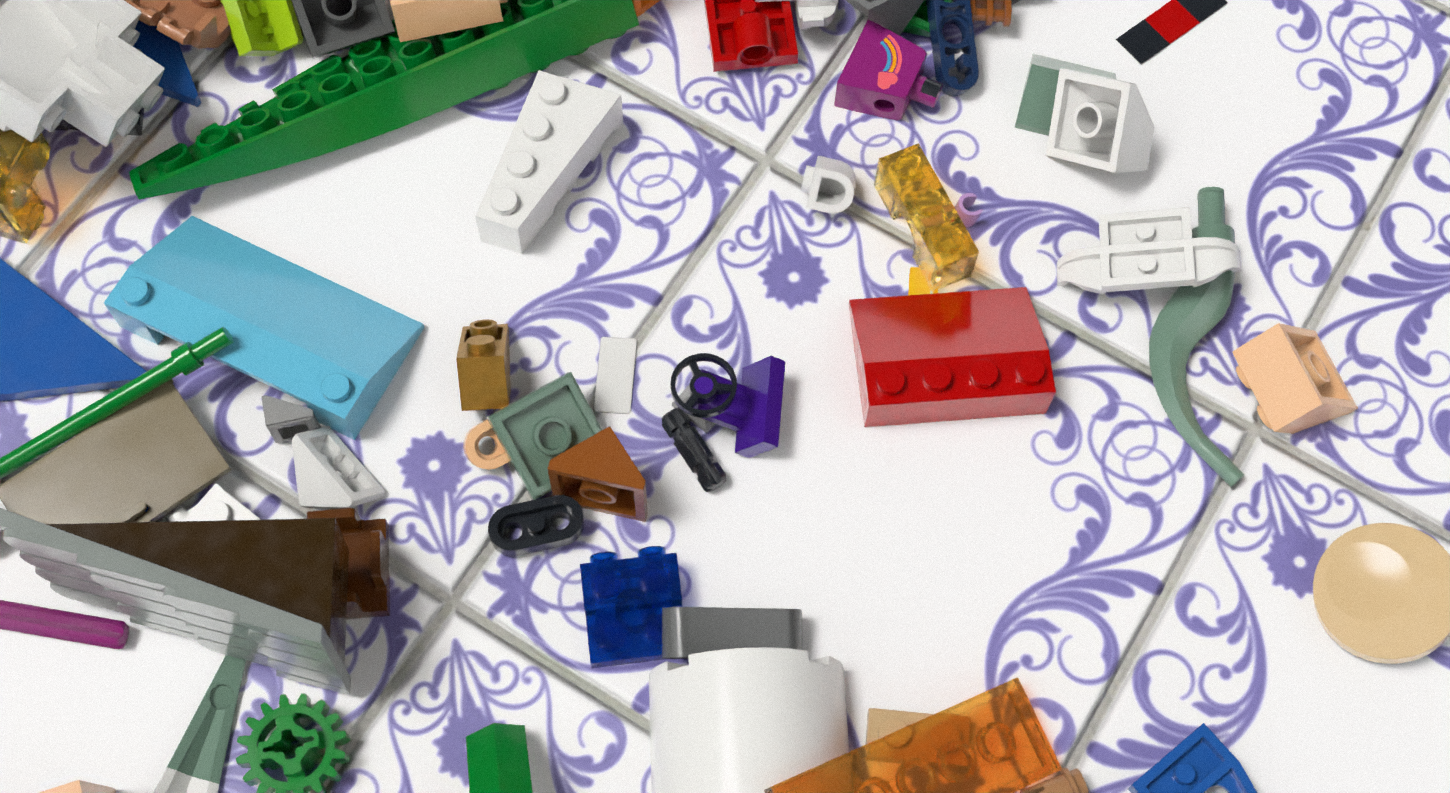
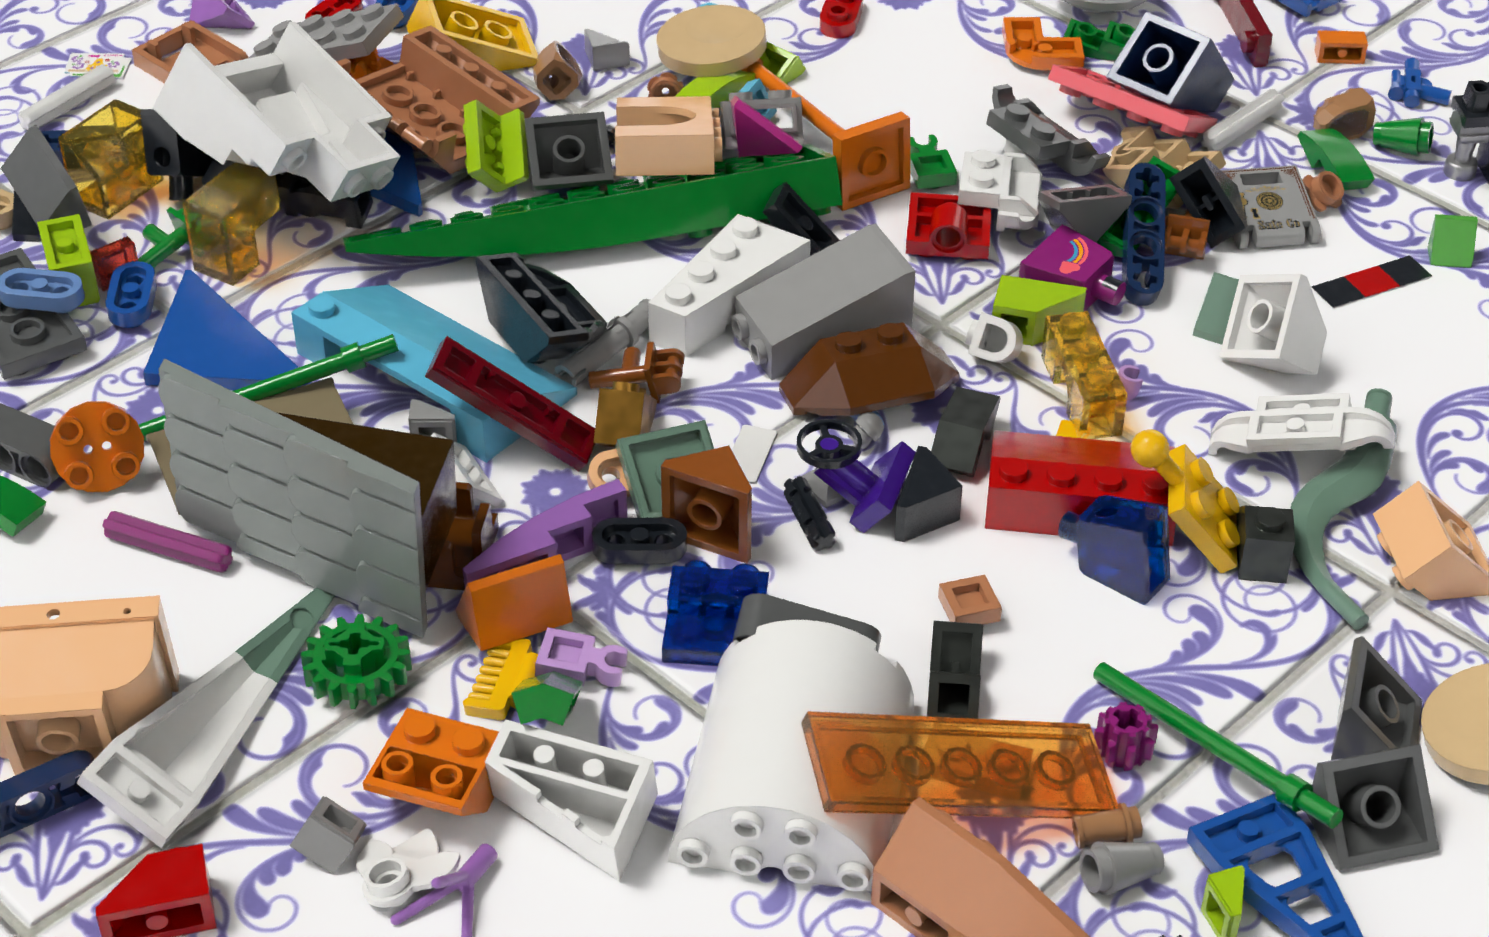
camera: 15 degrees right, 25 degrees down
(362, 238) = (535, 309): none -> black wedge
(367, 392) = (512, 403): none -> dark red plate
(434, 566) = (559, 530): none -> medium lavender slope
(435, 645) = (516, 603): none -> orange slope
(450, 246) = (620, 333): none -> light grey pin
(455, 723) = (498, 677): none -> yellow piece
(495, 296) = (660, 371): none -> dark orange arm
(503, 694) = (577, 657): none -> lavender plate
(602, 63) = (790, 213): none -> black slope
(655, 176) = (834, 291): none -> light grey slope
(716, 259) = (867, 372): none -> reddish brown wedge
(727, 317) = (869, 426): none -> light grey arm
(807, 410) = (928, 498): none -> black slope
(823, 313) = (963, 429): none -> pearl dark grey slope
(860, 131) = (1029, 301): none -> lime slope
(873, 538) = (970, 601): none -> nougat plate
(877, 634) = (955, 670): none -> pearl dark grey slope
(1004, 443) = (1122, 545): none -> clear blue torso
(1065, 682) = (1125, 736): none -> magenta gear
(1072, 379) = (1195, 497): none -> yellow plate
(1134, 397) = (1265, 543): none -> pearl dark grey slope
(1220, 729) = (1289, 789): none -> green bar
(1271, 603) = (1375, 706): none -> dark grey slope
(1293, 726) = (1382, 807): none -> dark grey slope

